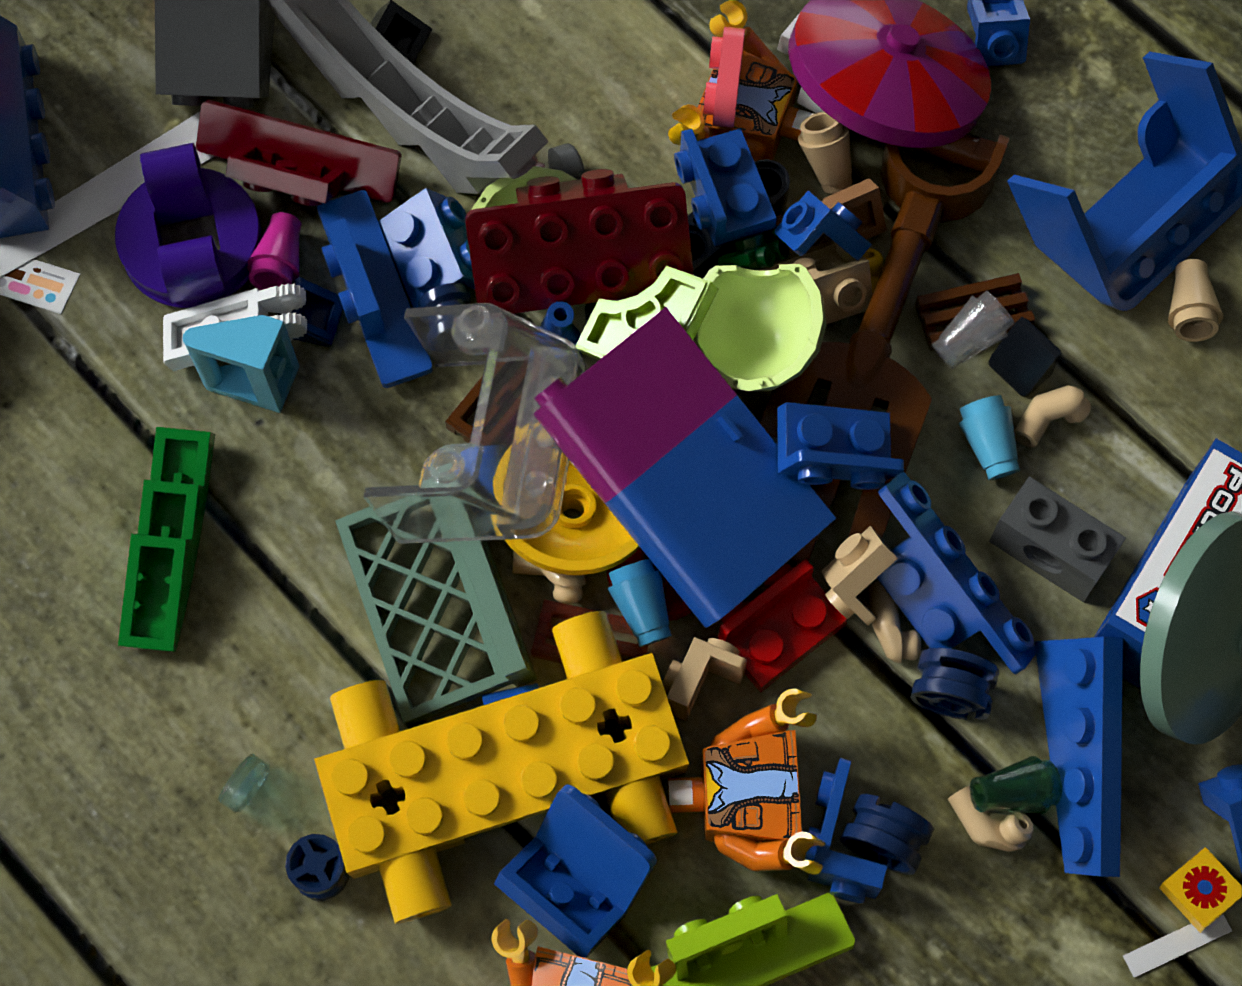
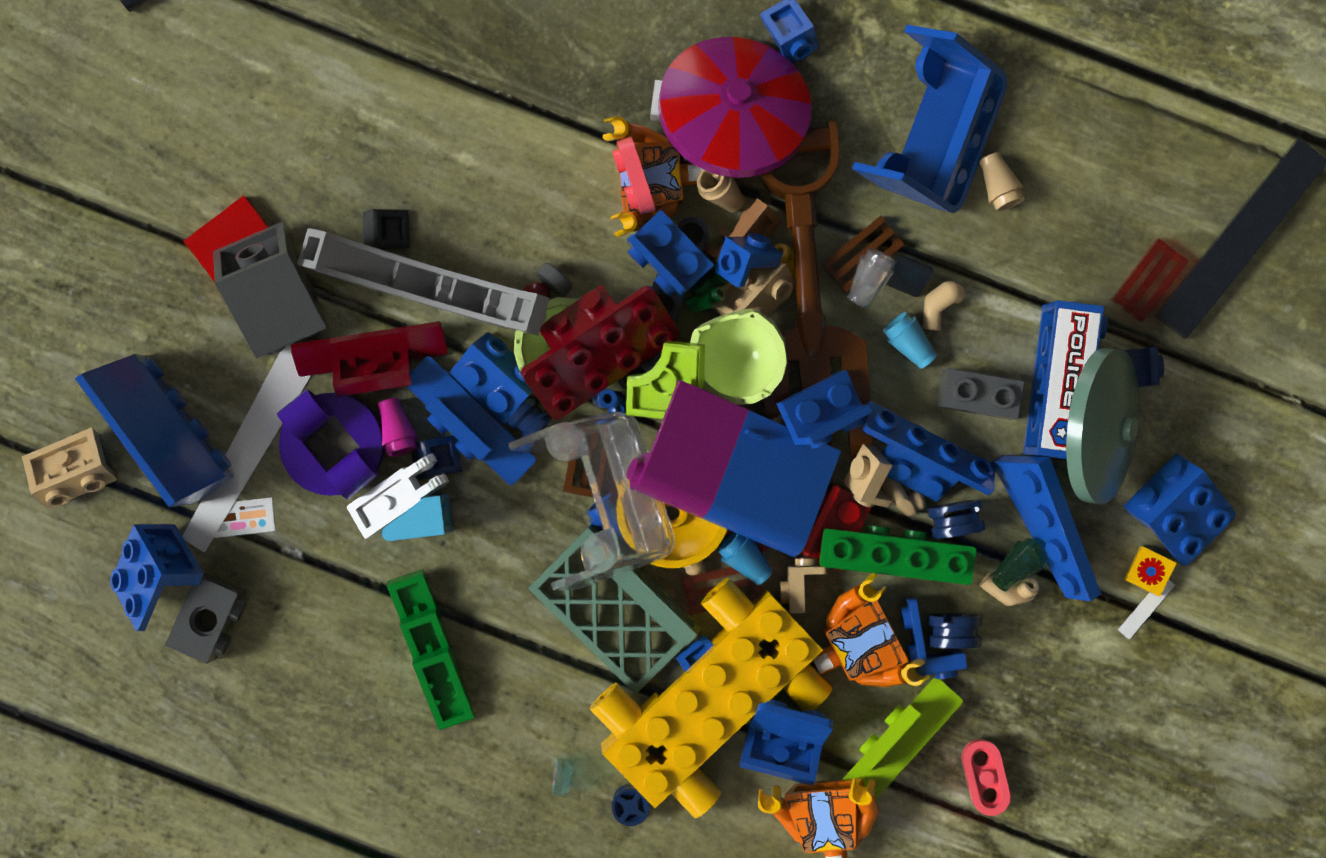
camera: 25 degrees left, 20 degrees up
(852, 689) = (897, 555): none -> green bracket

